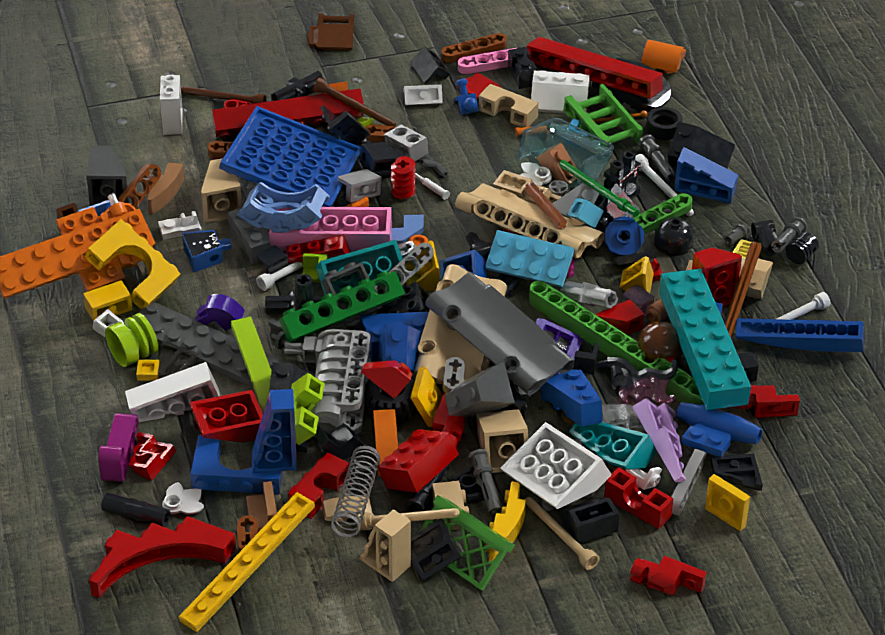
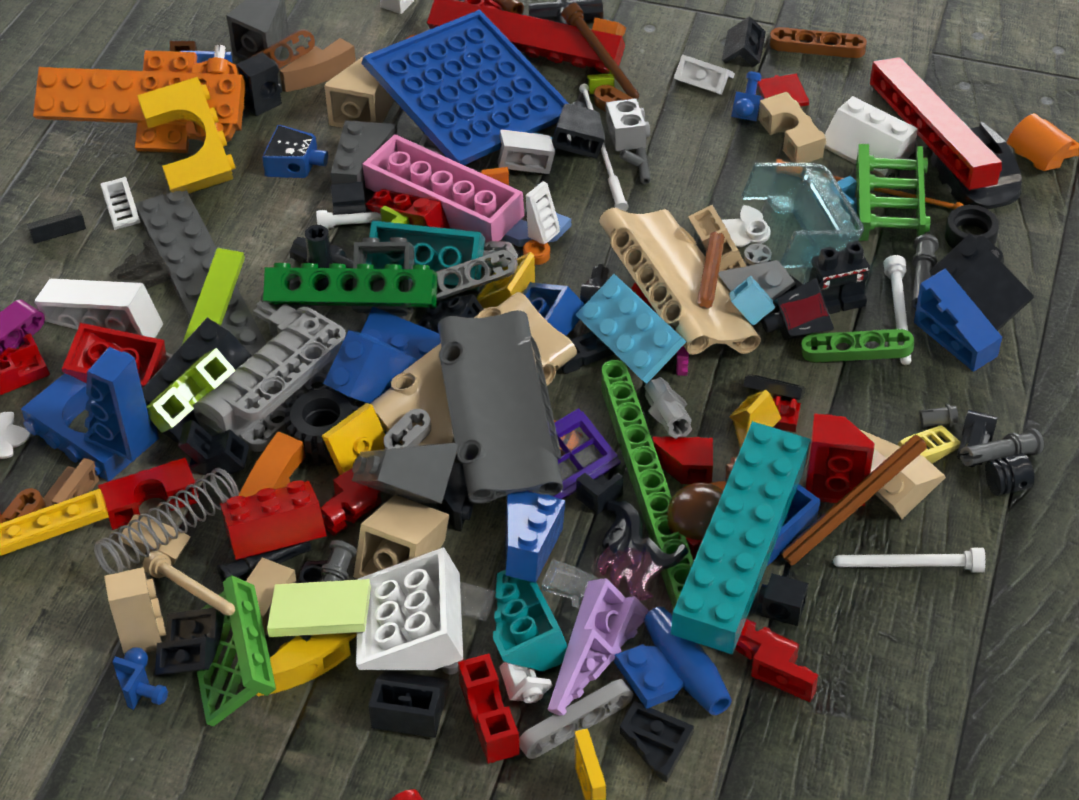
camera: 35 degrees right, 5 degrees up
(83, 361) = (56, 226): none -> black slope
(111, 297) = (140, 167): yellow brick -> none
(131, 340) = (105, 223): lime wheel -> none
(147, 203) = (261, 84): none -> black brick
(147, 370) = (104, 264): yellow plate -> none
(175, 227) = (297, 116): white plate -> none
(221, 310) = (237, 232): dark purple brick -> none
(263, 202) = (396, 125): medium blue fence -> none
(345, 126) = (567, 74): black bracket -> none
(388, 375) = (314, 395): red slope -> none
(403, 178) = (578, 163): red piece -> none
(413, 218) = (541, 216): none -> white slope
(415, 585) = (134, 679): none -> blue piece
(471, 64) = (796, 62): bright pink beam -> none
(500, 490) = (319, 608): none -> yellowish green tile
(521, 67) = (850, 83): black brick -> none
(550, 159) = (783, 220): nougat slope -> none
(587, 557) = (363, 754): tan piece -> none
(622, 203) = (795, 308): green bar -> none
(631, 229) = (776, 338): blue plate -> none
(639, 297) = (727, 443): panel -> none
(674, 236) = (853, 382): black cylinder -> none
(804, 334) = (906, 595): blue slope -> none

